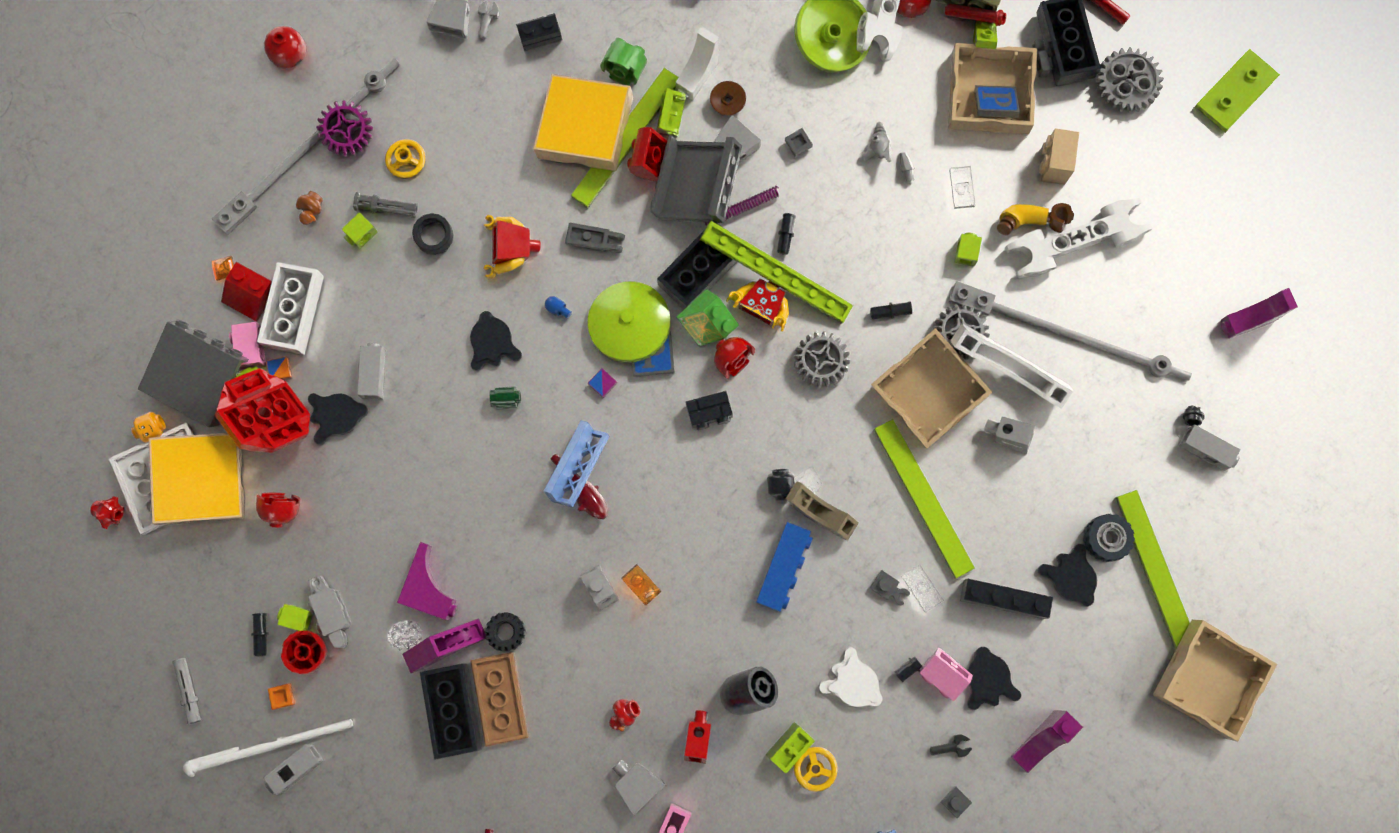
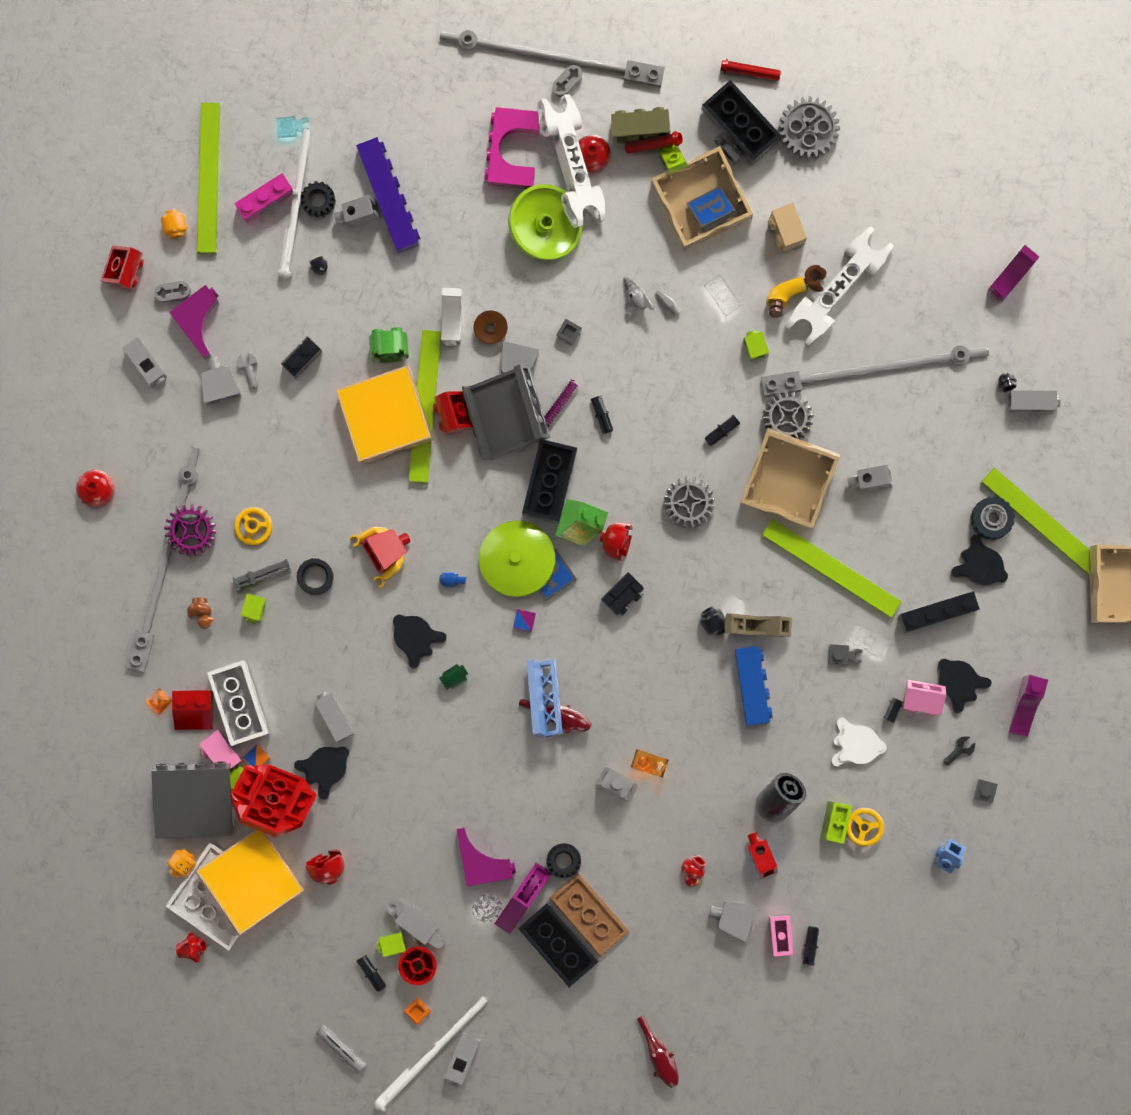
camera: 30 degrees left, 5 degrees up
(593, 237) = (447, 506): dark grey hinge -> none
(671, 112) = (450, 366): lime hinge -> none
(763, 302) = (616, 481): torso -> none
(776, 272) = (614, 453): lime tile -> none
(1026, 373) = (868, 423): white arch -> none
(1237, 90) = (901, 86): lime plate -> none

